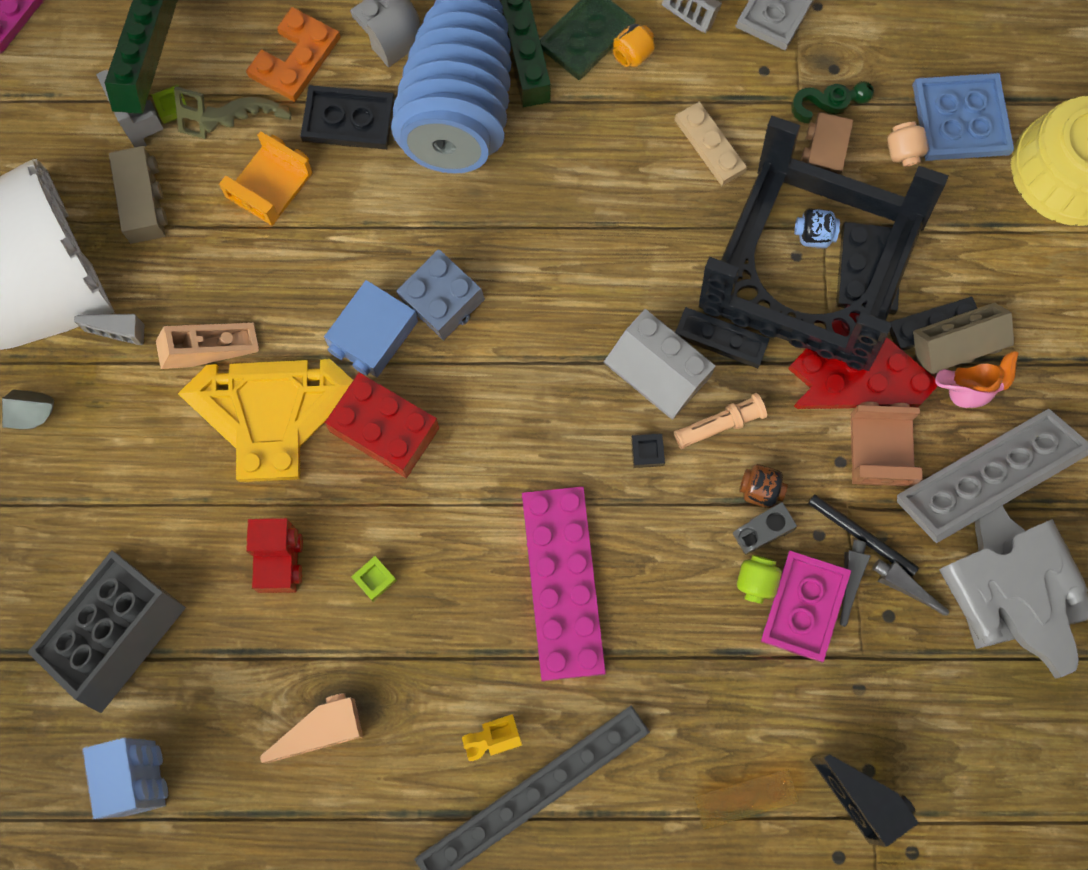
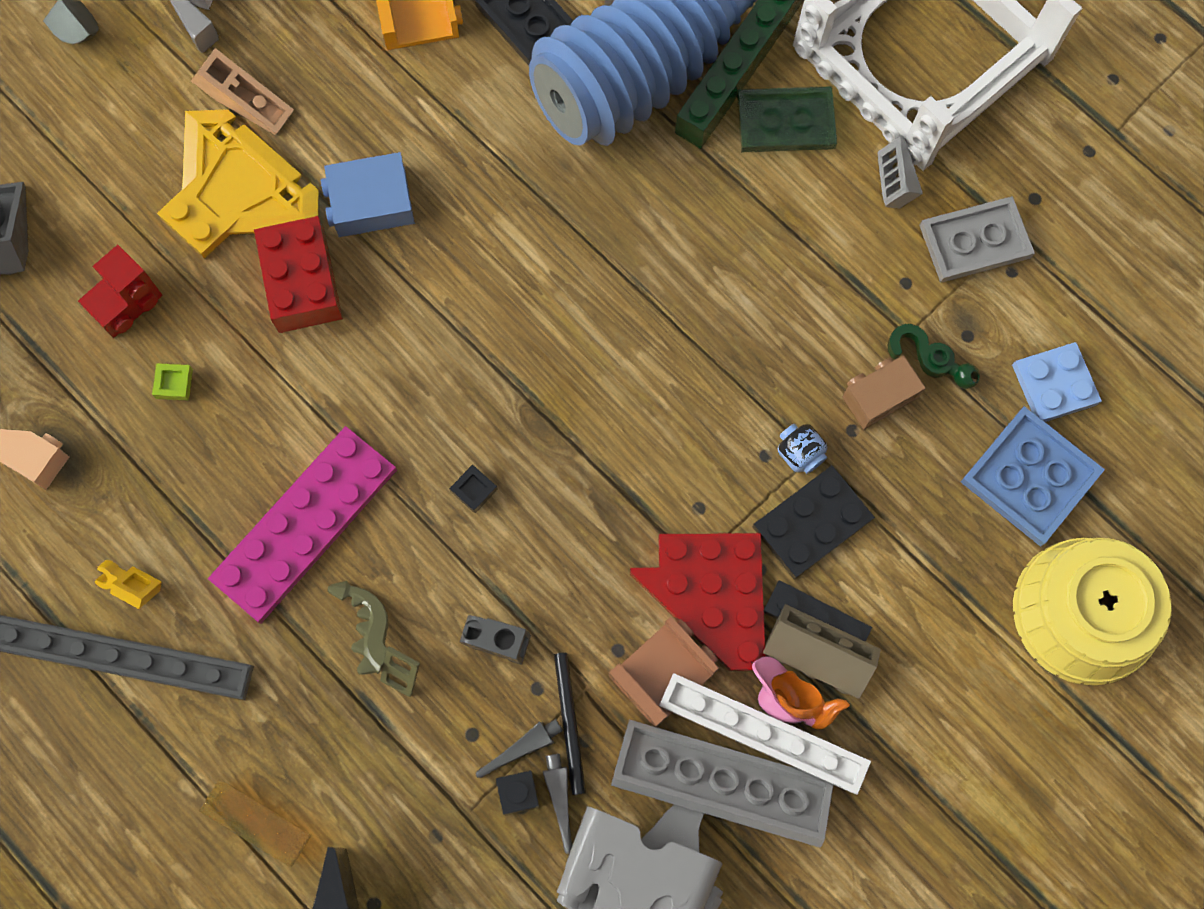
camera: 45 degrees right, 0 degrees up
(441, 294) = (445, 217): sand blue brick -> none
(633, 45) = (812, 162): light orange head -> none
(659, 364) = (554, 432): light grey slope -> none
(696, 610) = (372, 646): none -> olive piece
(710, 143) = (792, 299): tan plate -> none
(722, 337) = (628, 459): black plate -> none
(733, 416) = (568, 529): light nougat pin -> none
(759, 578) = (448, 671): lime head -> none
(763, 486) = (531, 604): dark orange head -> none
(806, 606) = (459, 729): dark pink plate -> none
(871, 328) = (668, 415): black arch -> none
(884, 608) = (517, 793): none -> black brick
(907, 144) = (956, 452): light nougat head -> none
(915, 48) = (1056, 382): none -> light blue plate
(984, 421) = (765, 734): none -> white plate

